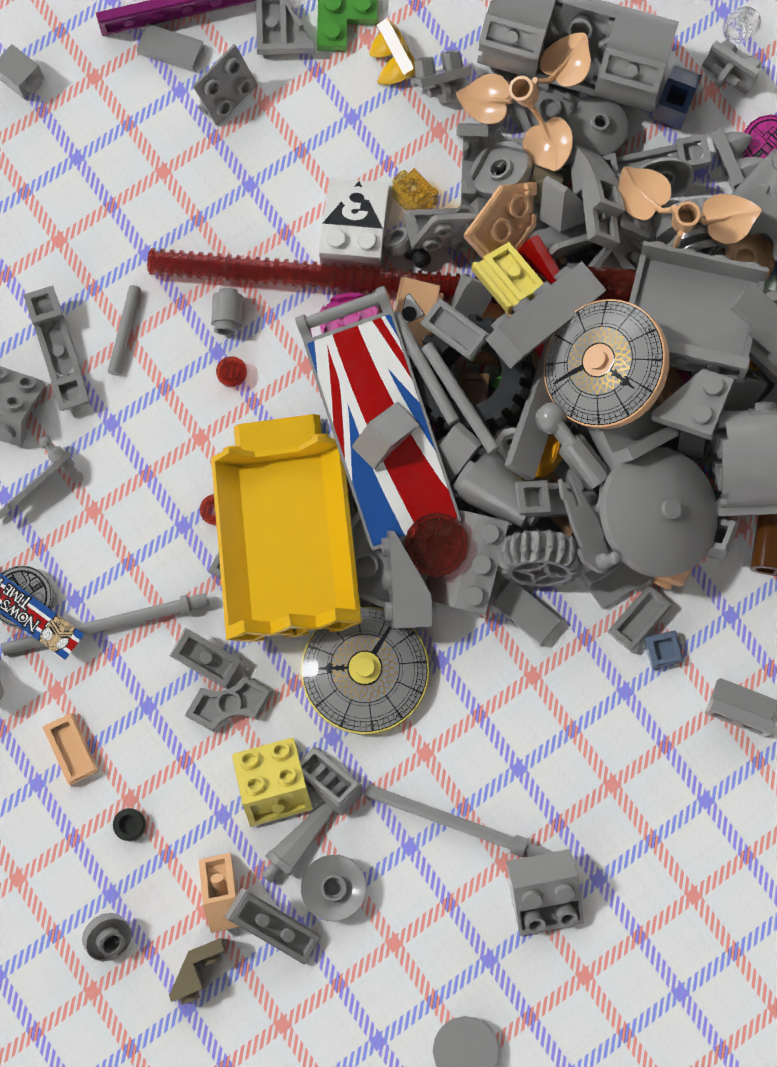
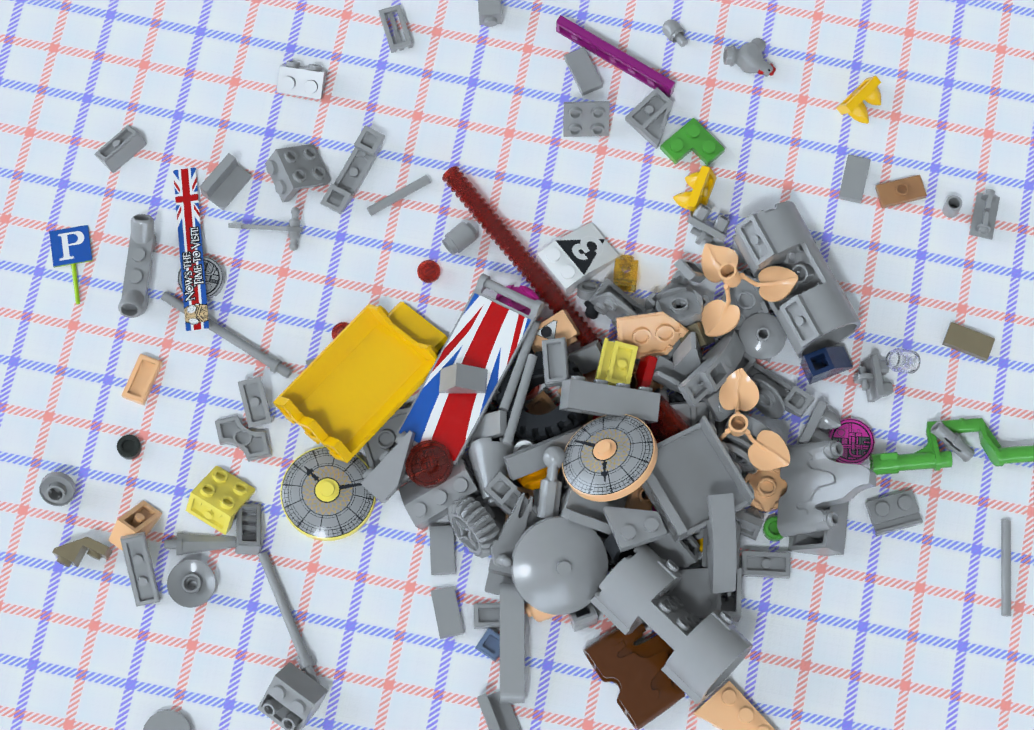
camera: 45 degrees right, 5 degrees down
(592, 663) = (447, 612): none -> light grey tile
(686, 630) = (512, 645): none -> light grey beam

